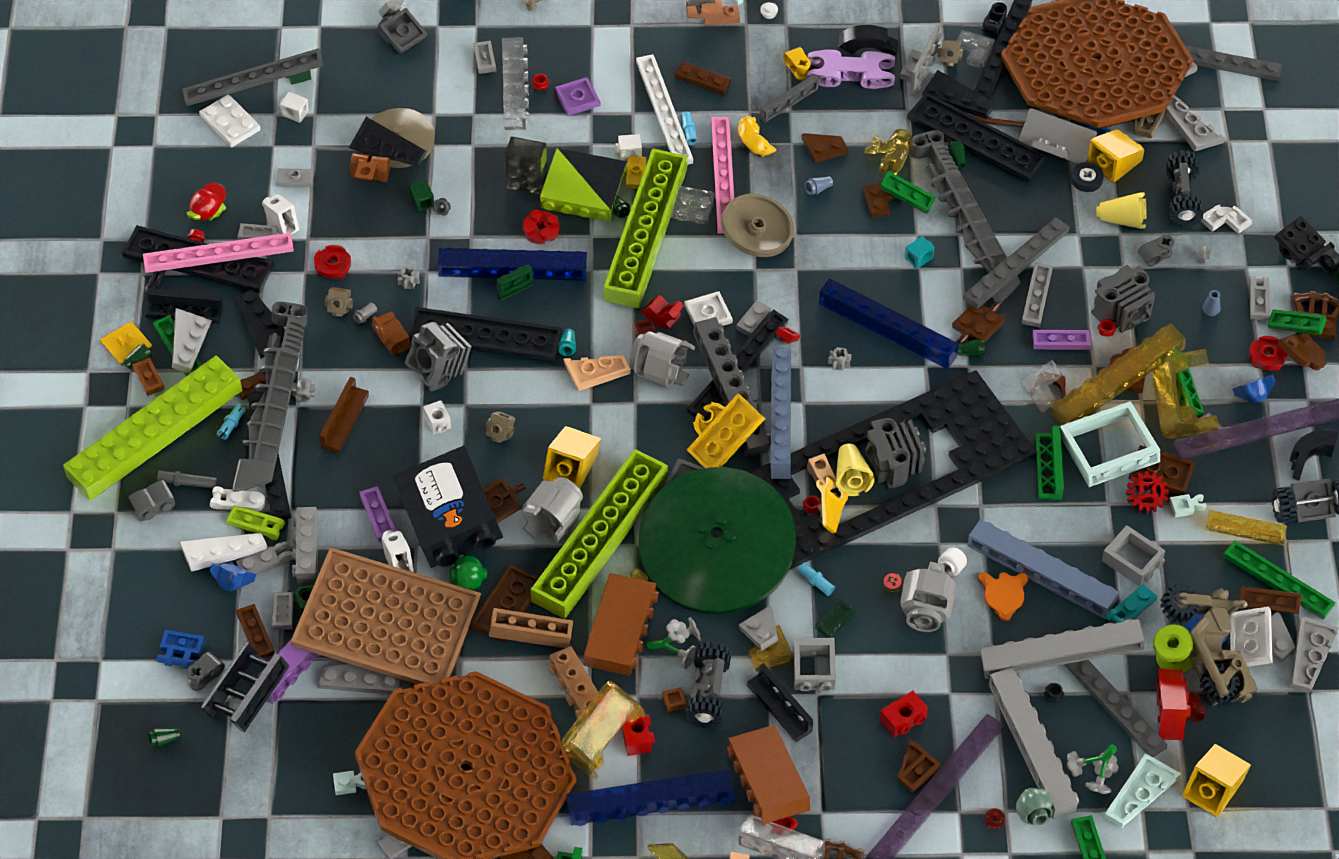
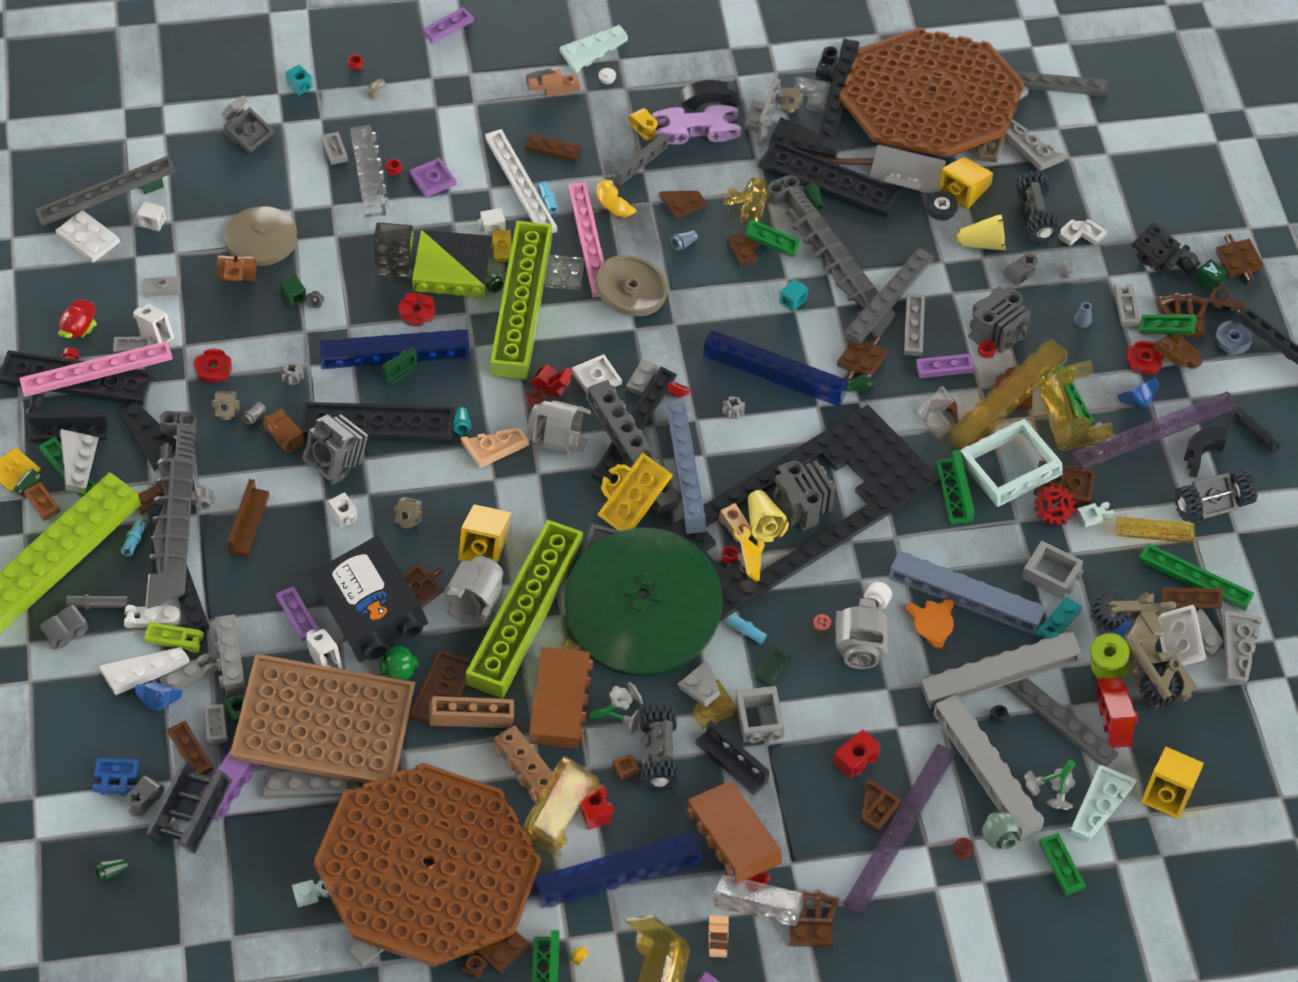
camera: 10 degrees left, 0 degrees up
(382, 142) = (245, 241): black wing -> none
(1198, 711) = (1143, 714): clear red cone -> none

